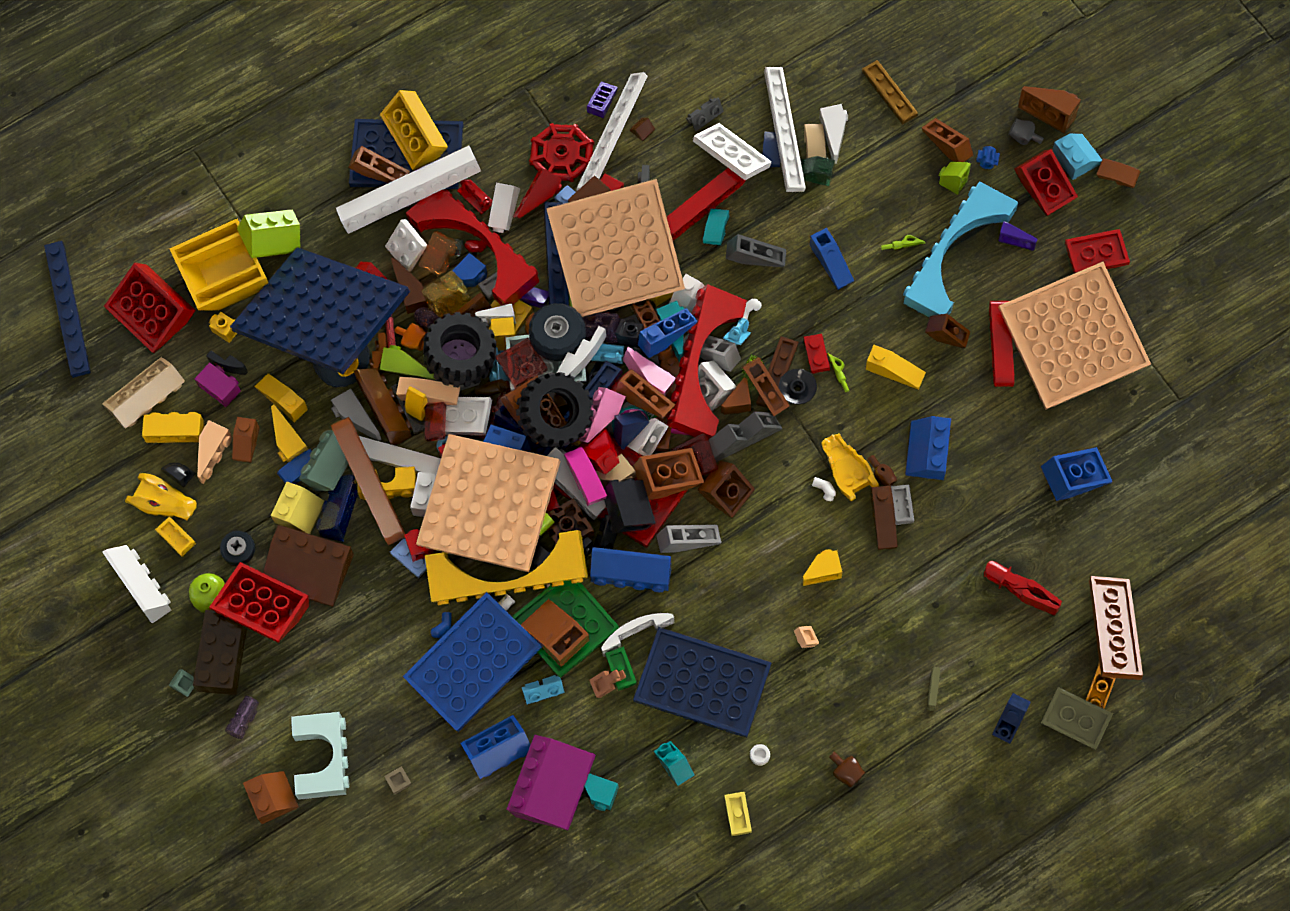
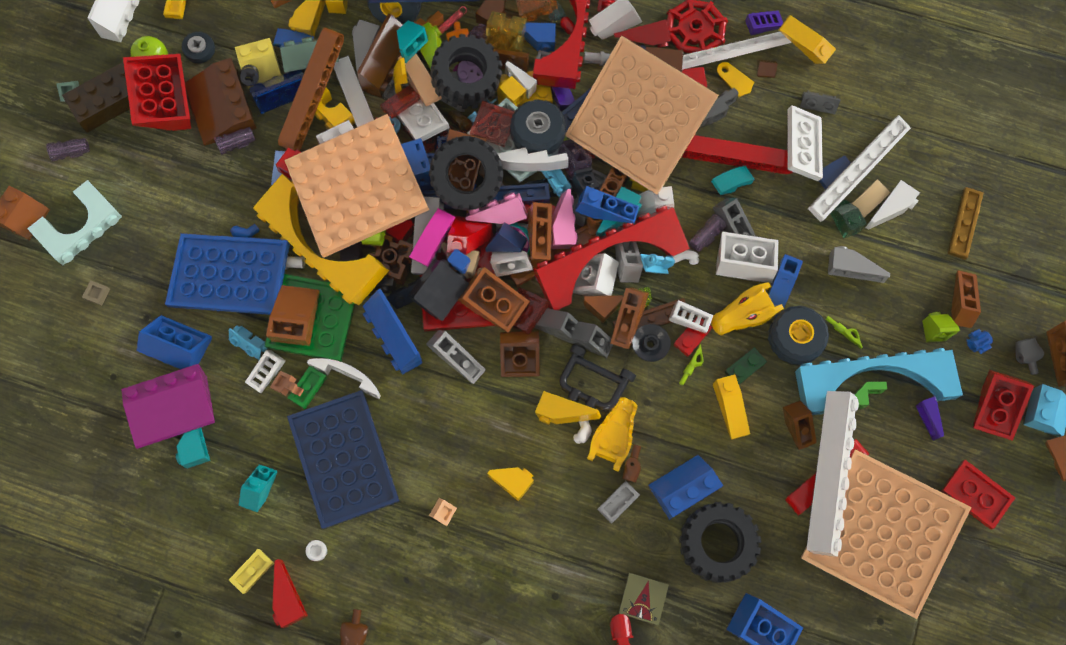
camera: 45 degrees right, 5 degrees up
(301, 523) = (247, 71): none -> black wheel
(353, 575) = (236, 139): none -> clear purple axle
(390, 371) = (411, 39): none -> teal slope
(528, 241) = (596, 58): none -> light grey pin
(580, 675) = (270, 374): none -> white slope
(621, 471) = (459, 261): none -> blue slope
(631, 158) = (735, 79): none -> yellow piece
(649, 81) = (807, 40): none -> yellow slope
(744, 280) = (706, 234): none -> axle
(783, 802) = (286, 601): none -> red slope
(788, 265) = (747, 257): none -> white slope
(791, 340) = (679, 305): none -> white slope
(798, 490) = (561, 410): none -> yellow slope
(809, 465) = (574, 394): none -> black bar
(829, 298) = (748, 310): none -> yellow animal
(858, 195) = (851, 264): none -> light grey slope
(871, 333) = (746, 365): none -> dark green plate
(879, 277) = (798, 335): none -> black wheel
(884, 517) = (595, 496): reddish brown slope -> none
(961, 272) = (869, 388): none -> bright green slope
(988, 542) = (643, 599): none -> olive tile
(995, 432) = (746, 537): none -> black tyre
(1003, 335) = (832, 473): none -> white brick

